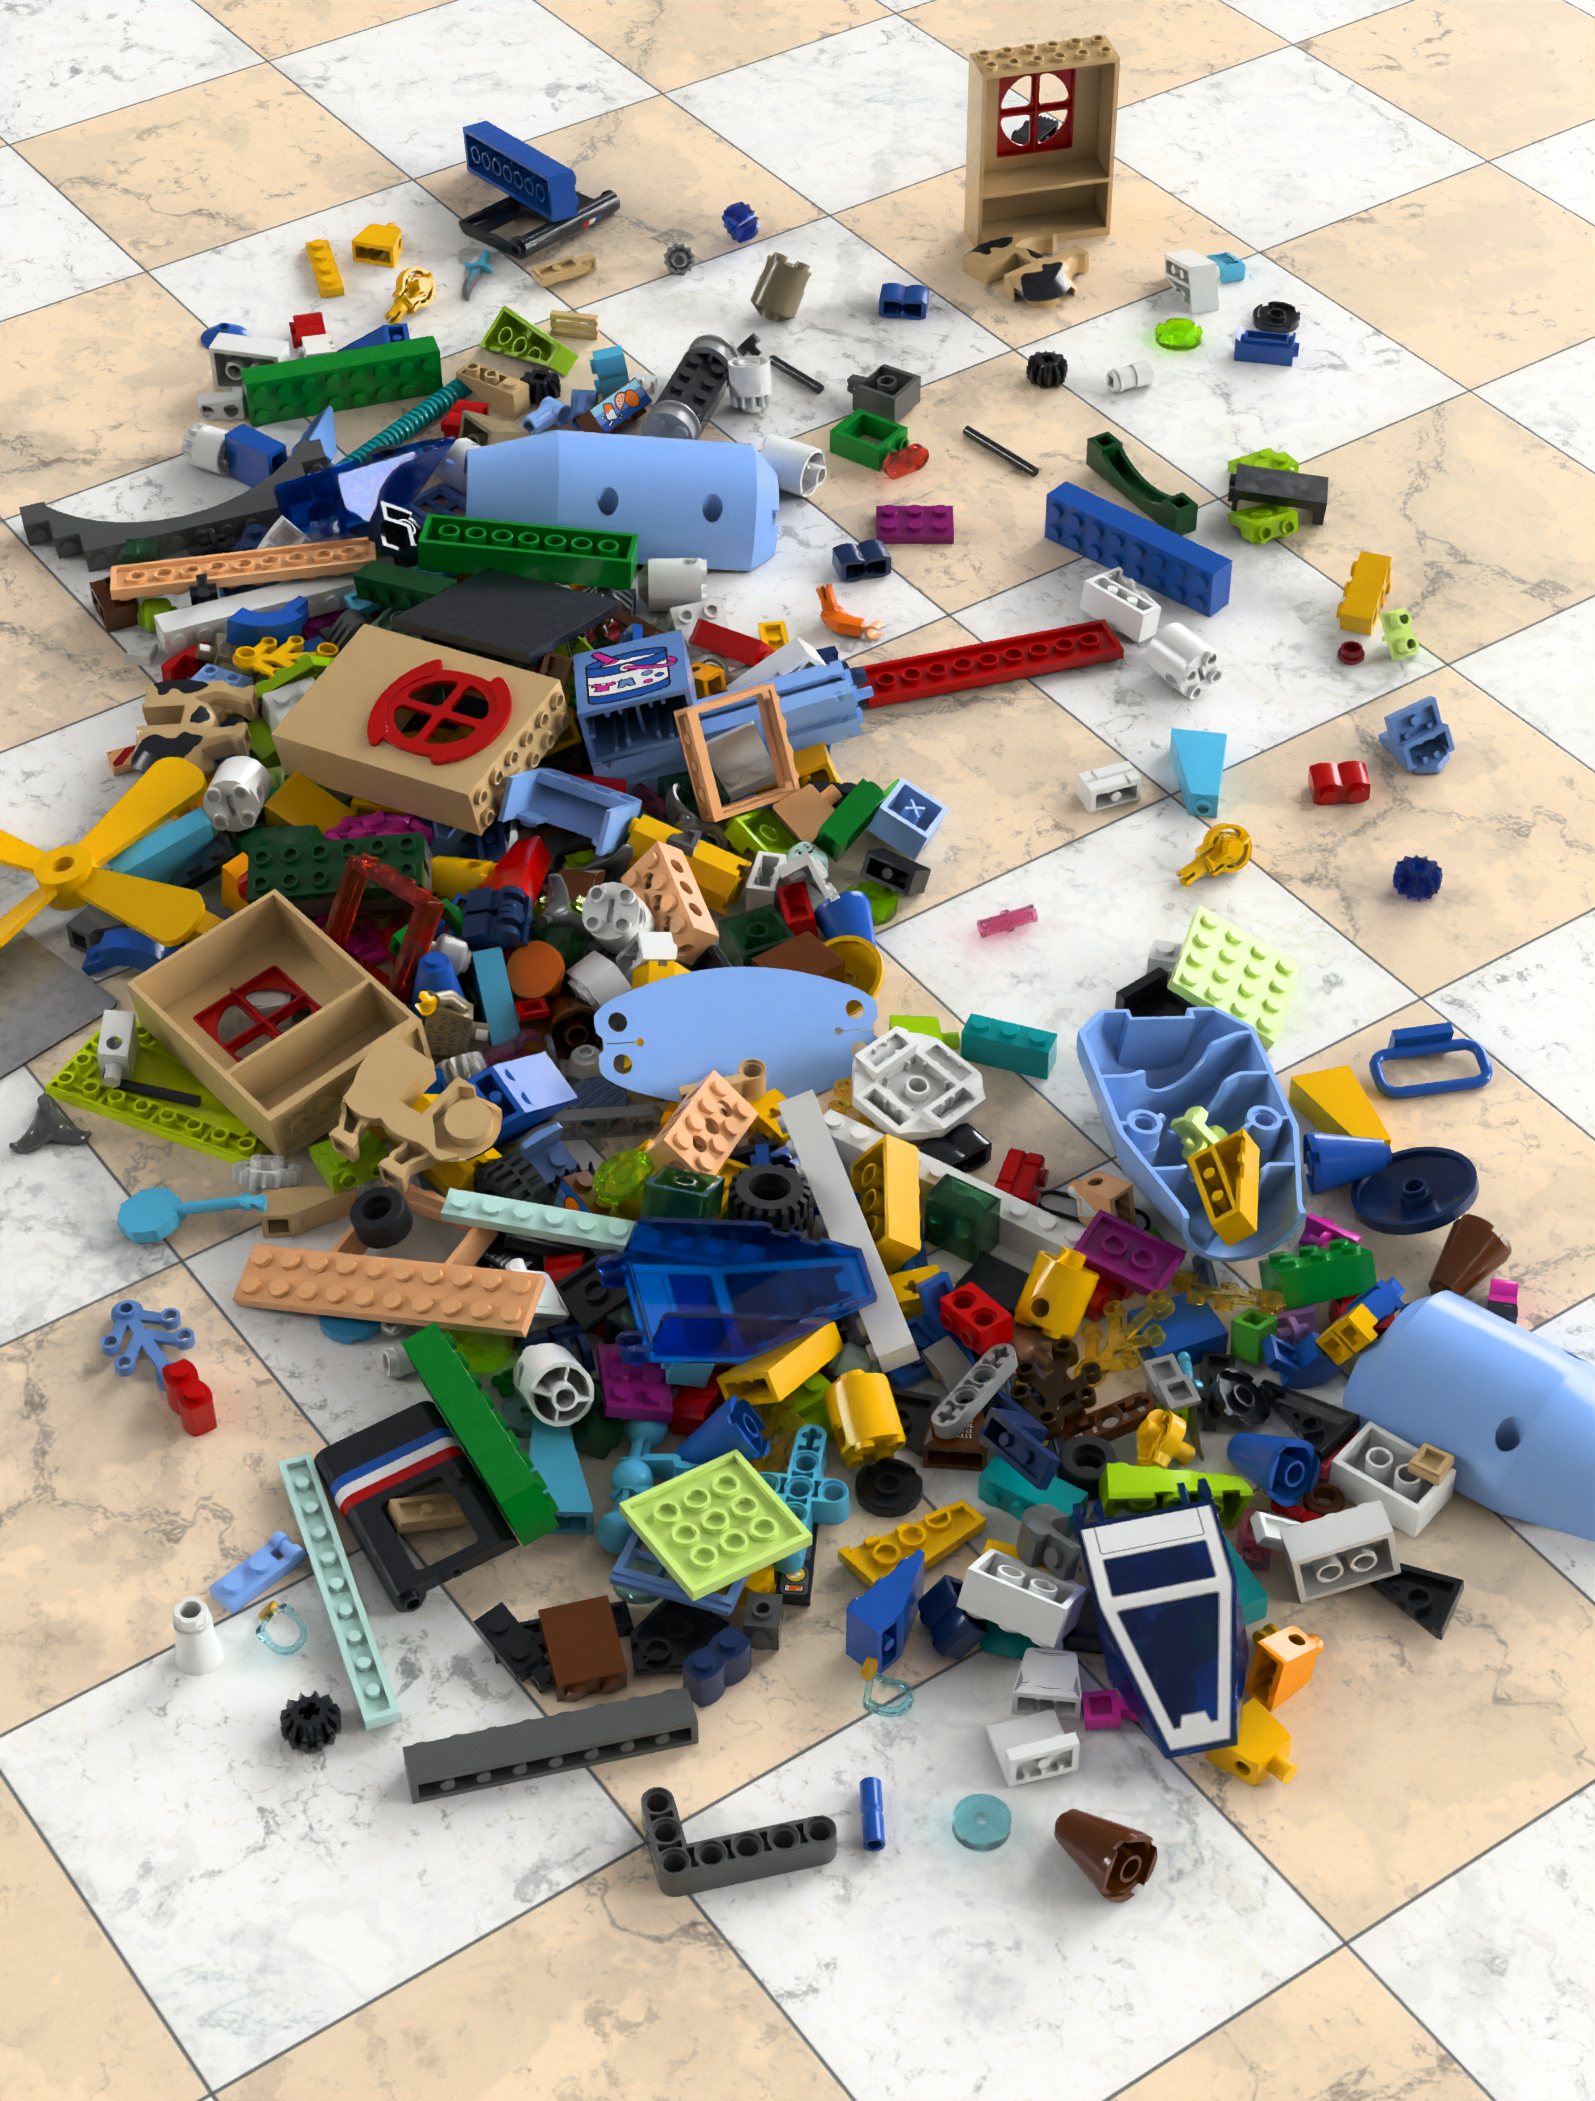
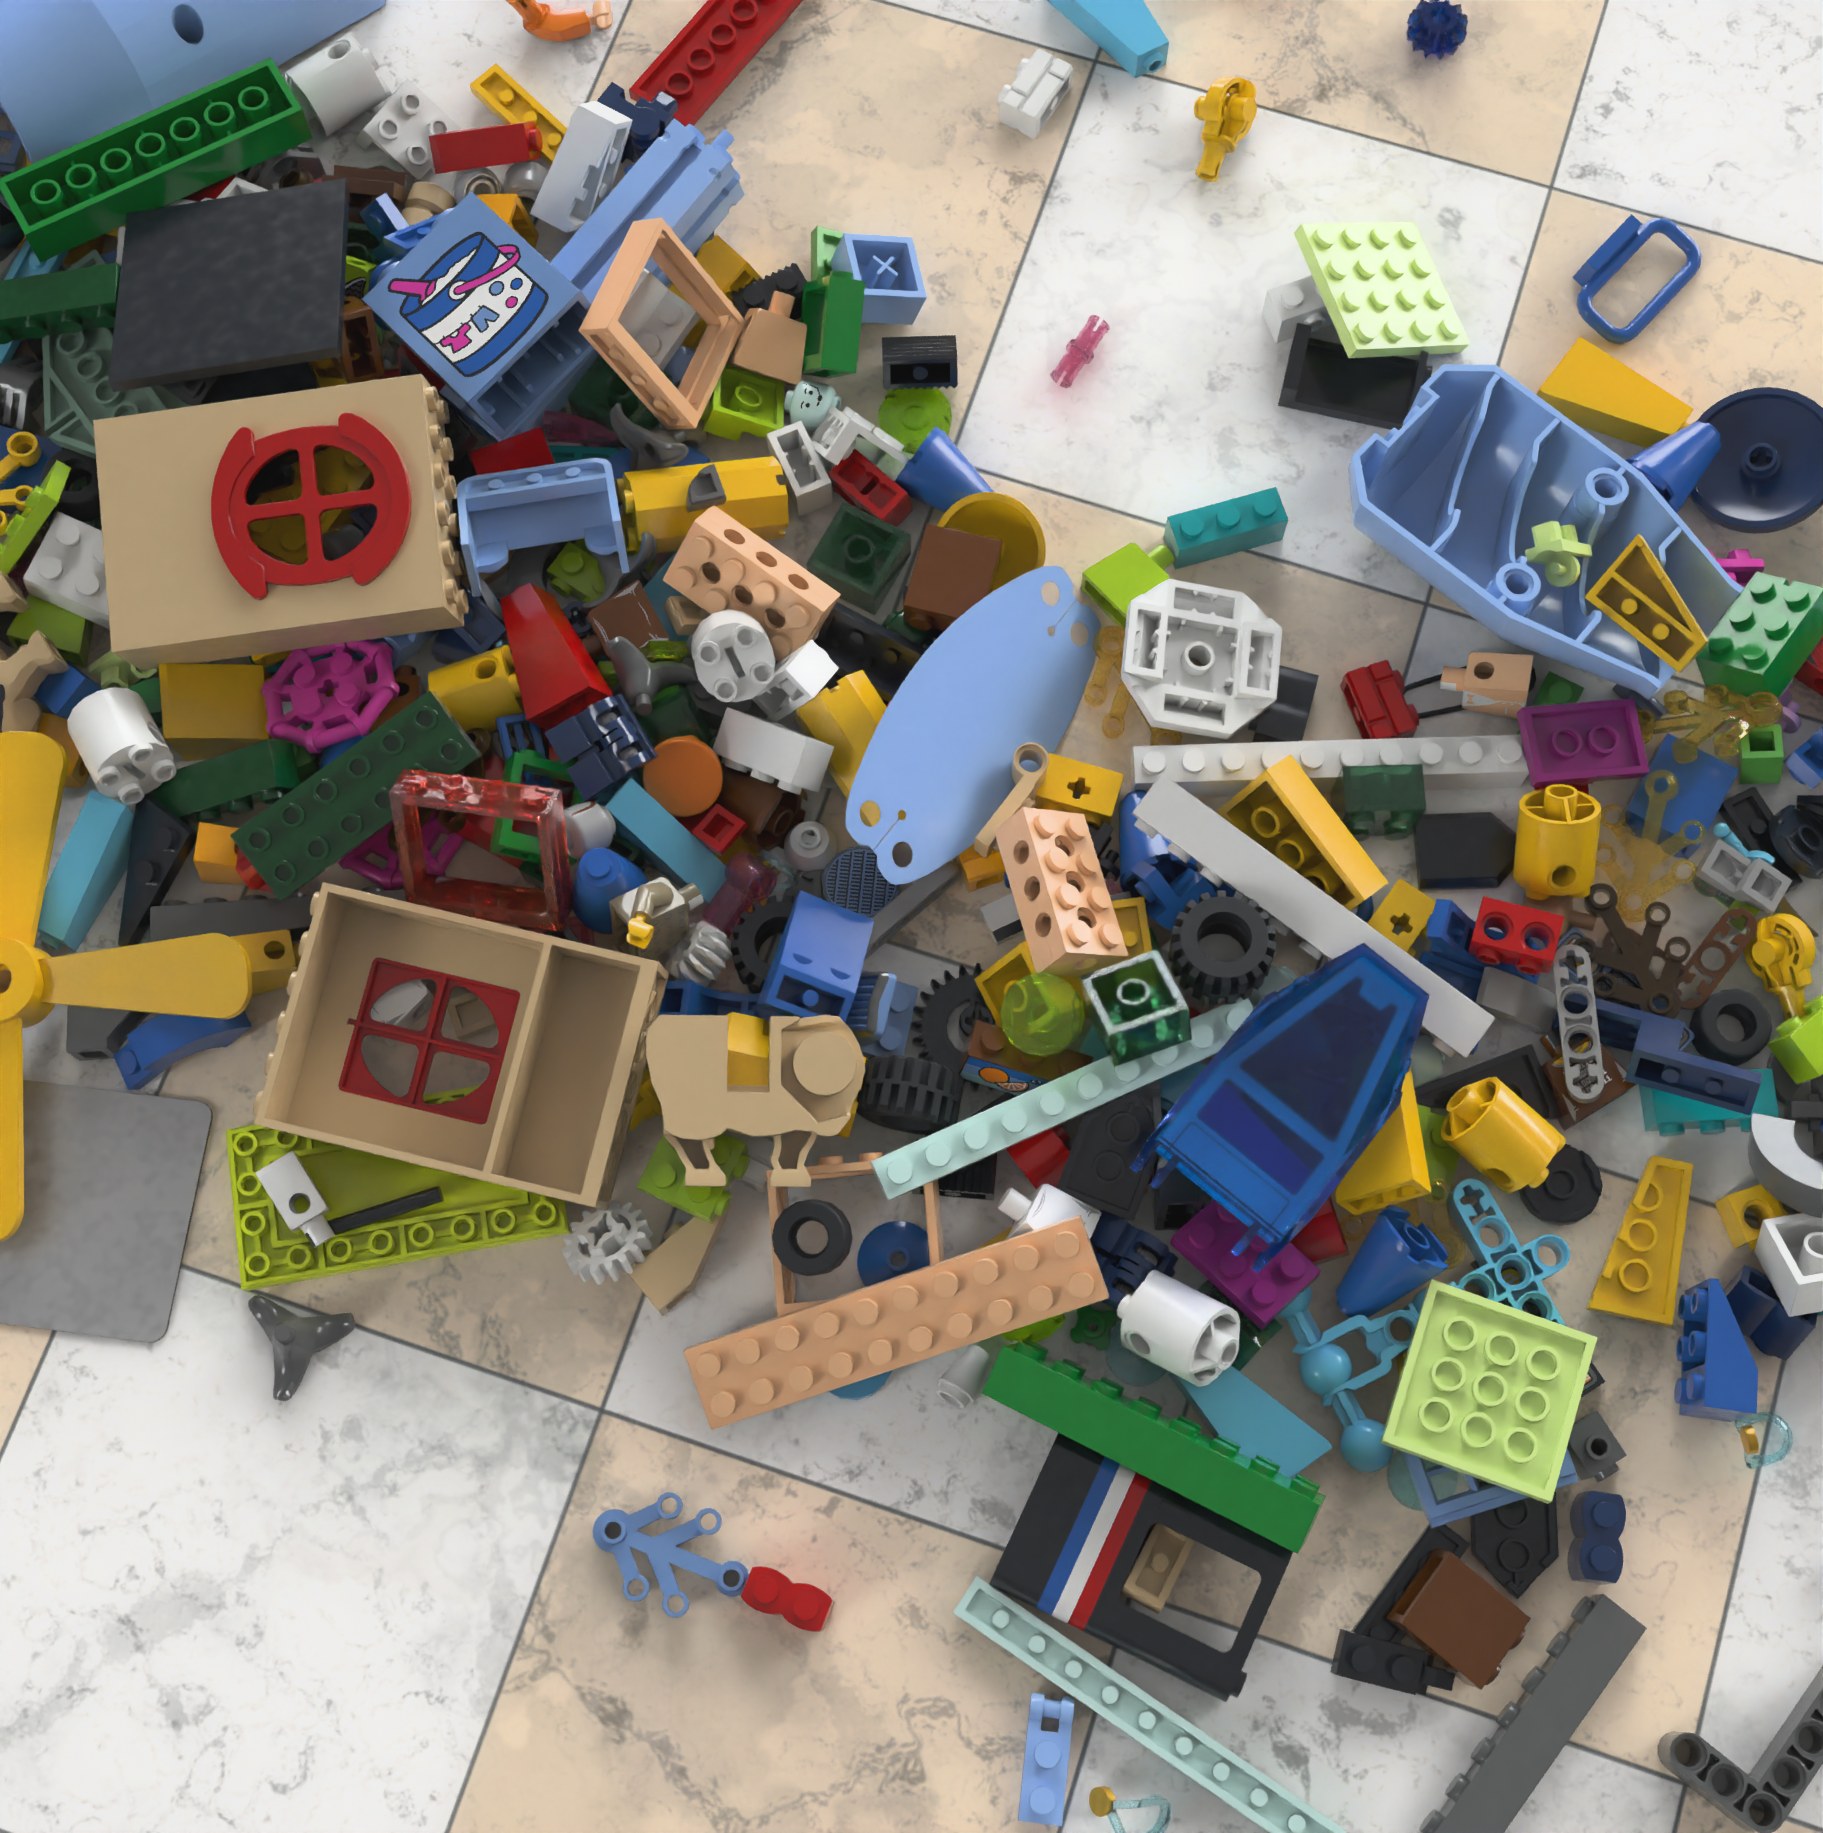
camera: 35 degrees left, 30 degrees up
(158, 1212) = (529, 1381): medium azure piece -> none

